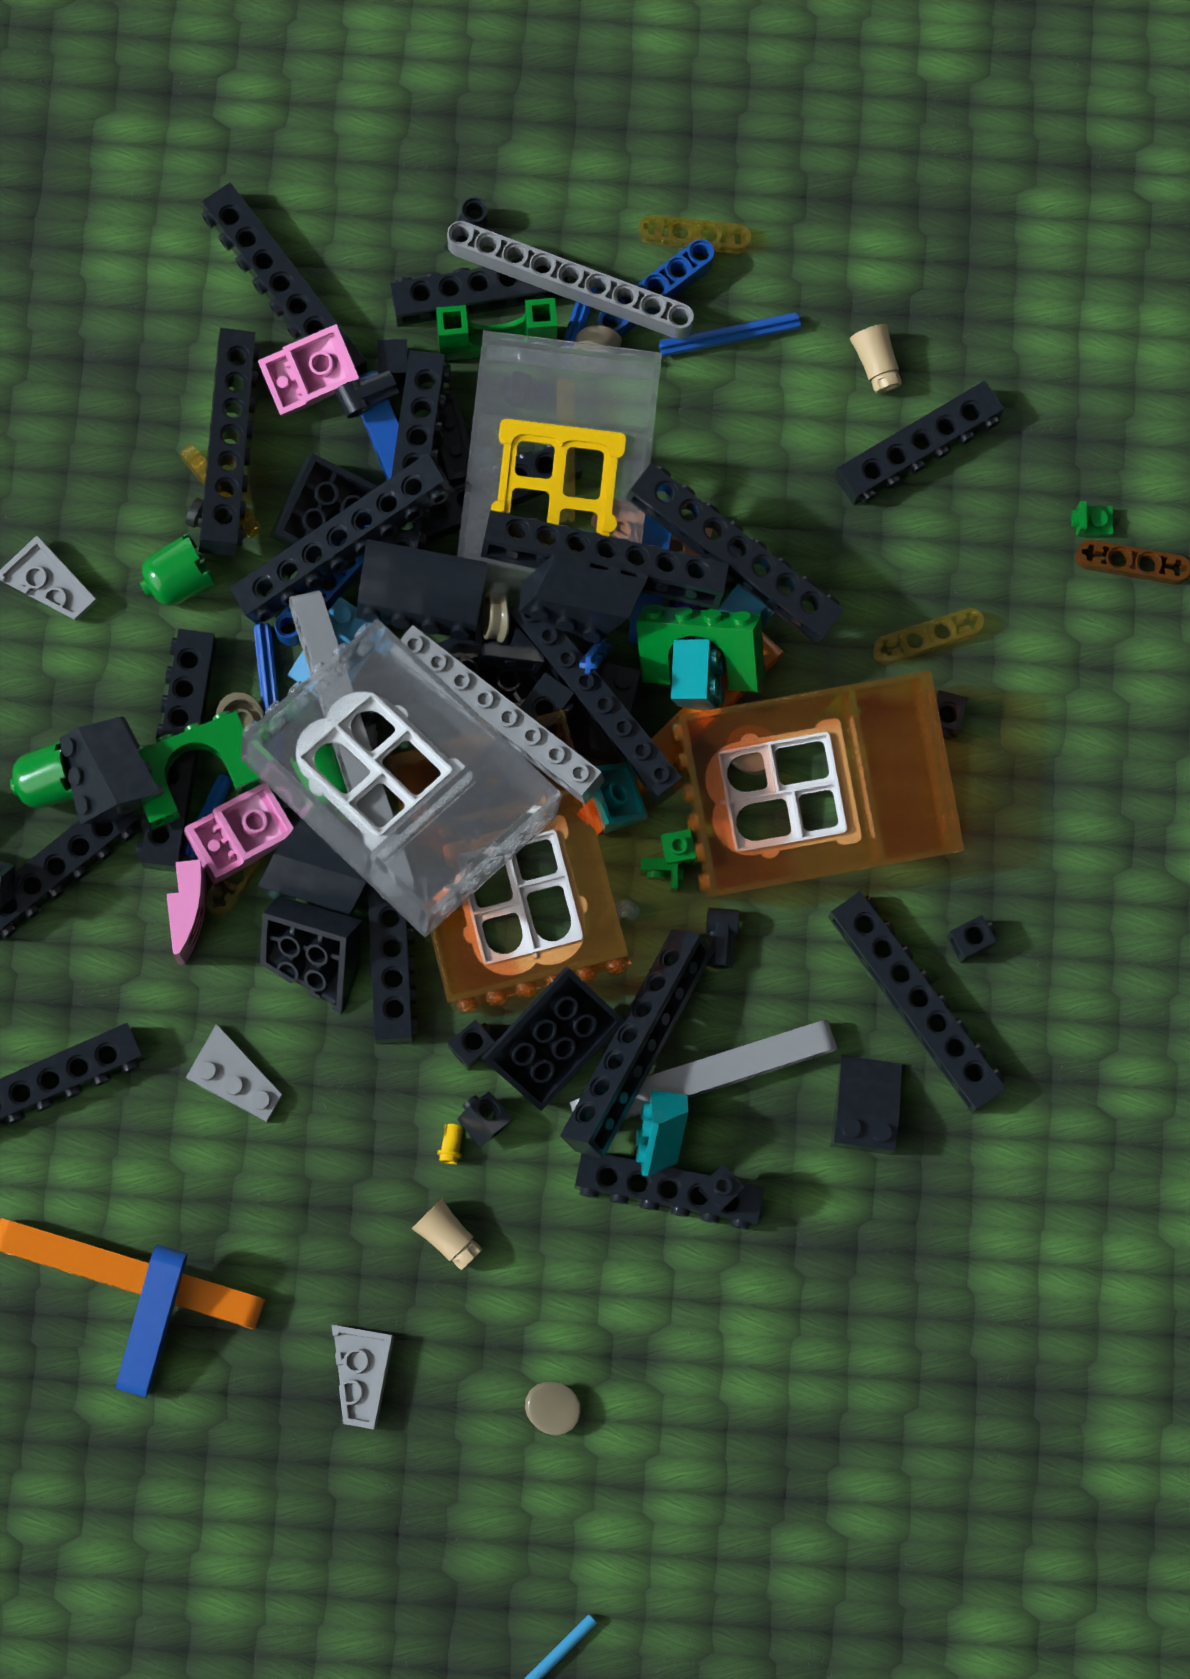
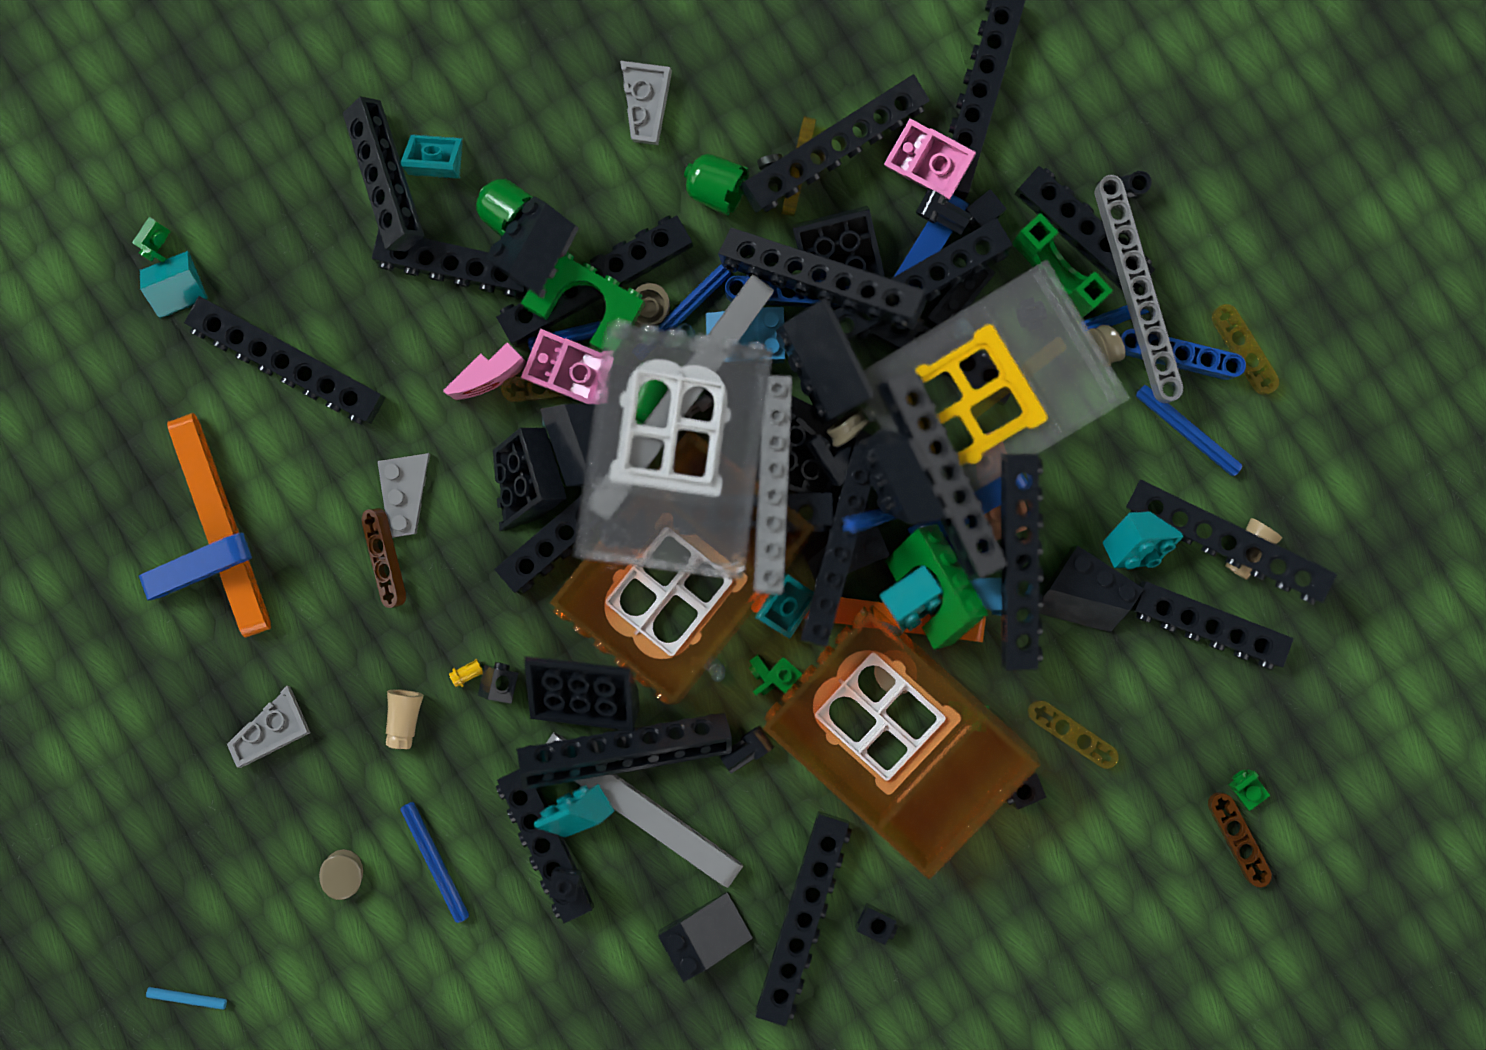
camera: 65 degrees right, 10 degrees up
(283, 1135) = (387, 556): none -> reddish brown beam
(463, 1054) = (532, 636): black brick -> none
(608, 1309) = (434, 862): none -> blue axle
(797, 445) = (1141, 541): none -> teal slope
(809, 523) = (1089, 592): none -> black wedge
(945, 313) = (1320, 577): none -> black brick

